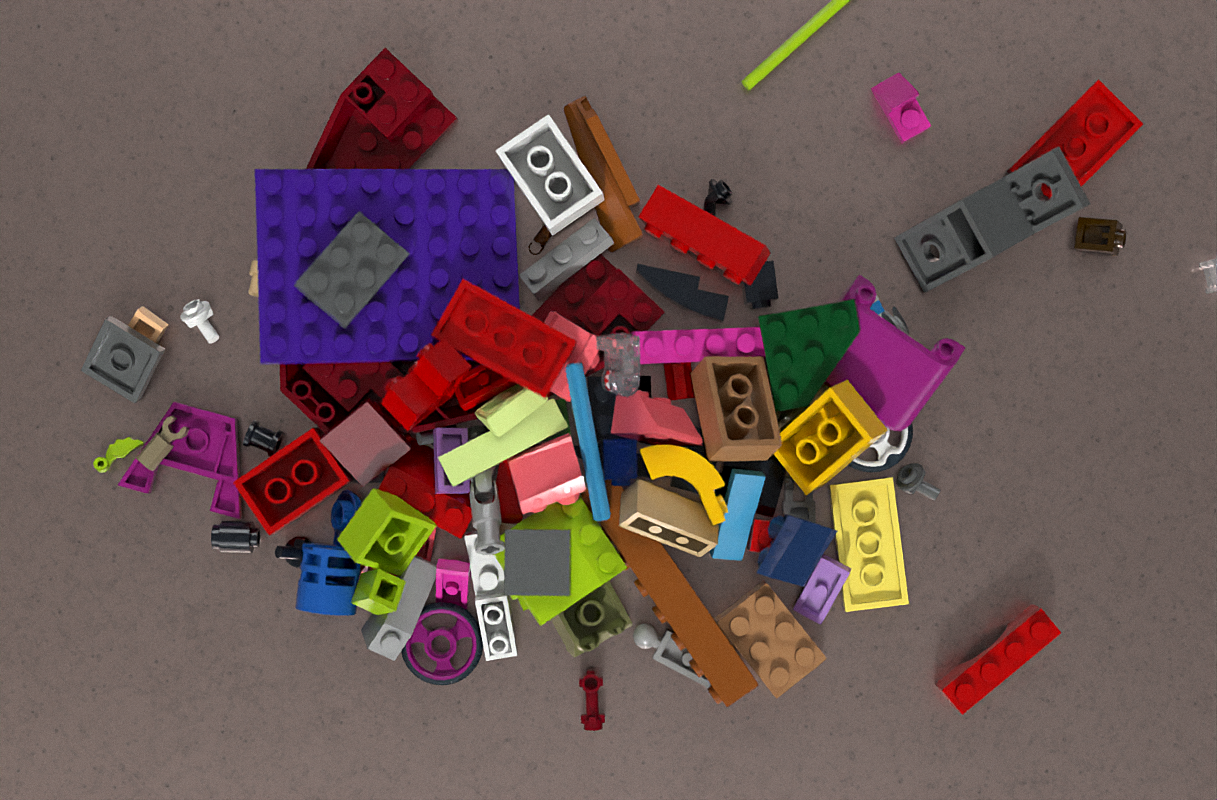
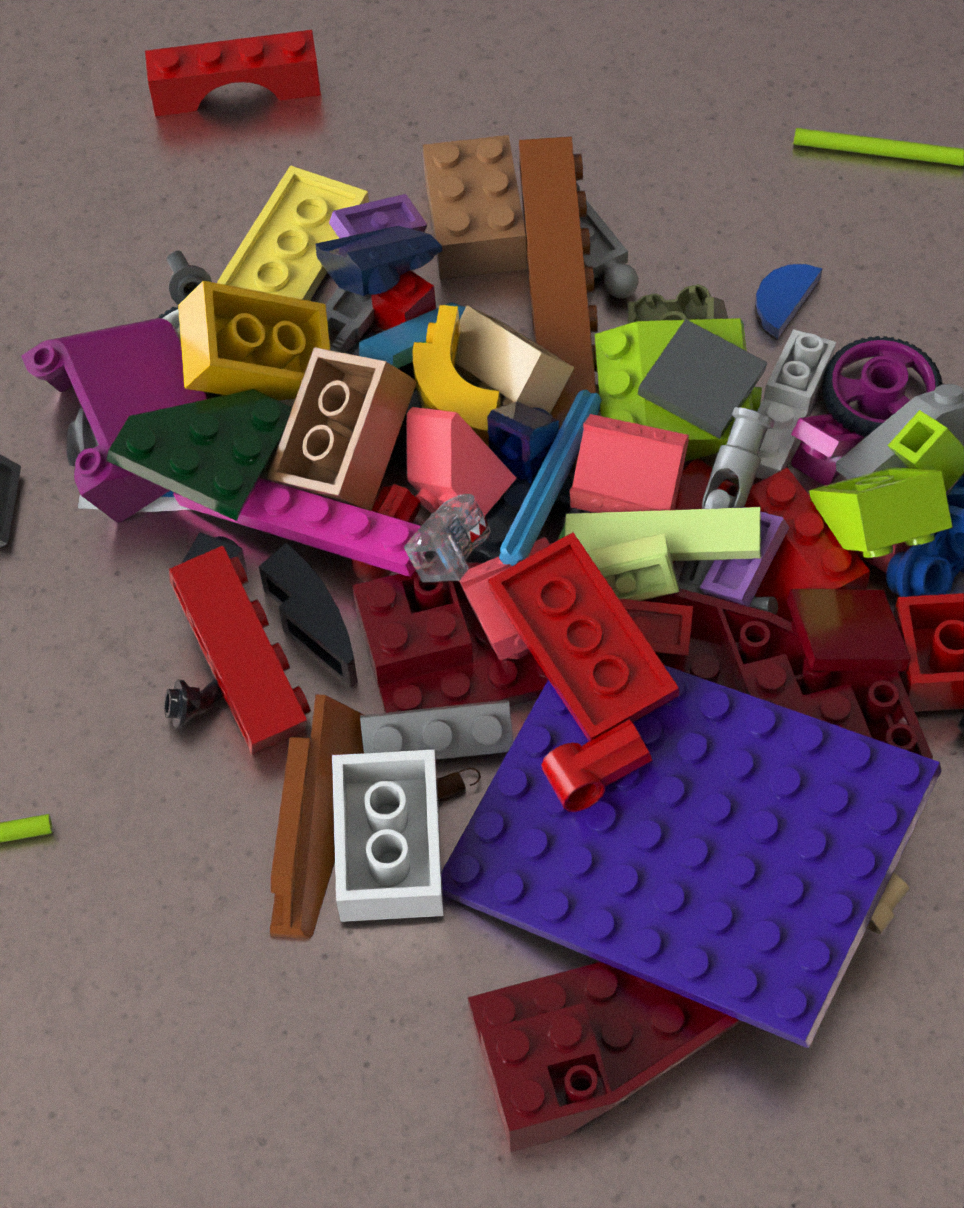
camera: 145 degrees left, 30 degrees down
(351, 270) = (740, 826): dark grey plate -> none
(427, 385) = (722, 638): red brick -> none
(457, 263) = (584, 771): none -> red piece
(541, 686) = (783, 294): none -> blue tile
(591, 683) = (718, 261): dark red bar -> none

